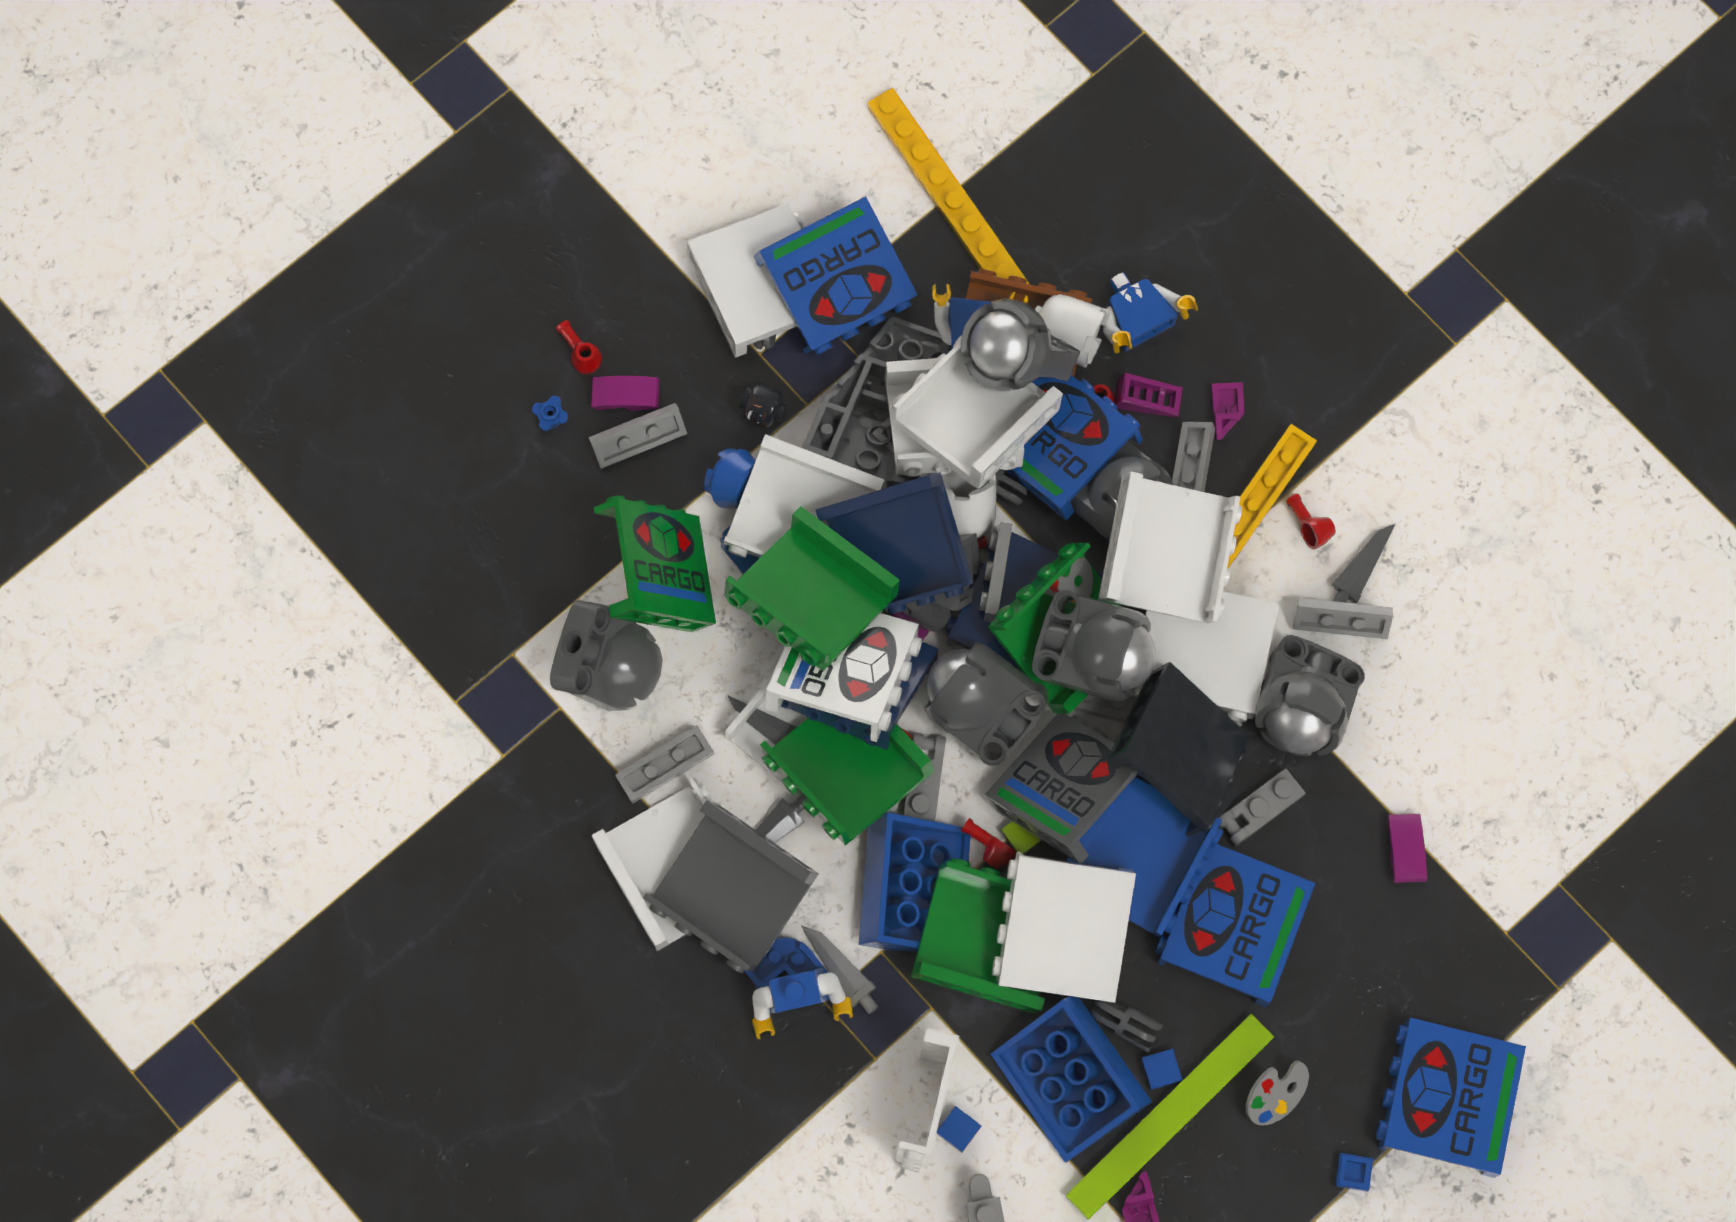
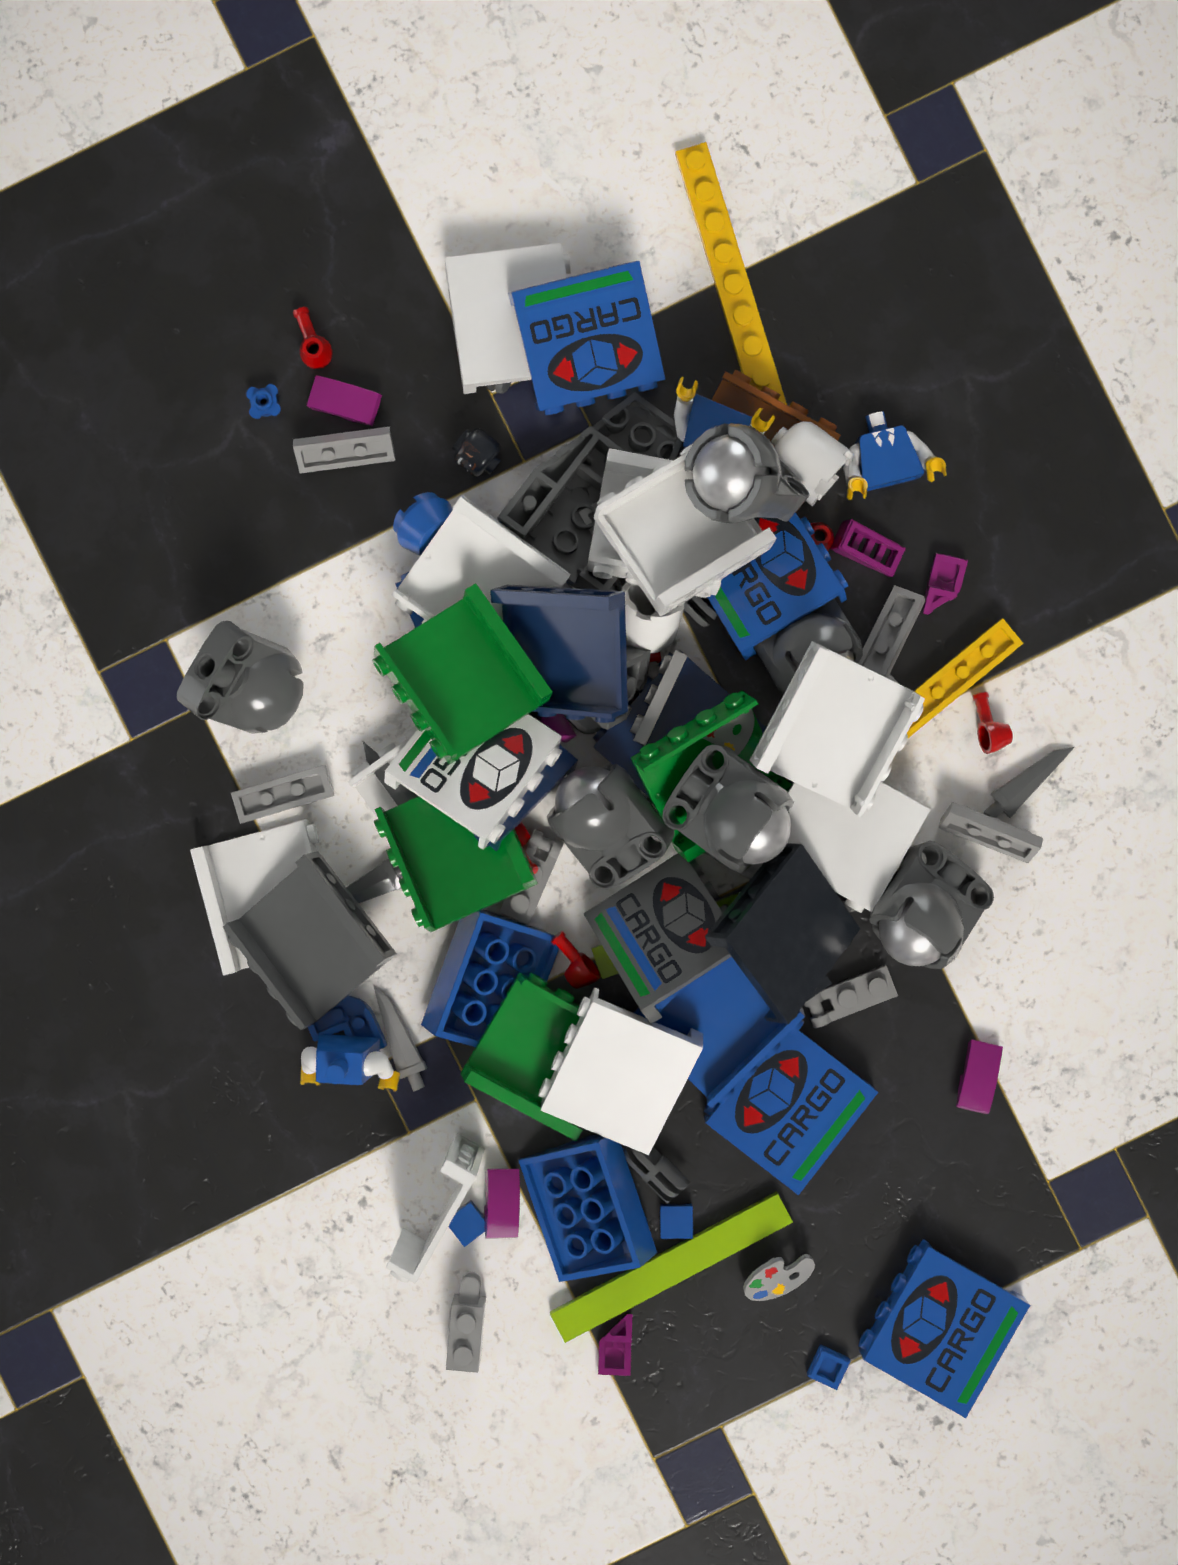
camera: 20 degrees right, 15 degrees up
(661, 566) = (323, 598): green panel -> none
(987, 1096) = (502, 1203): none -> magenta slope

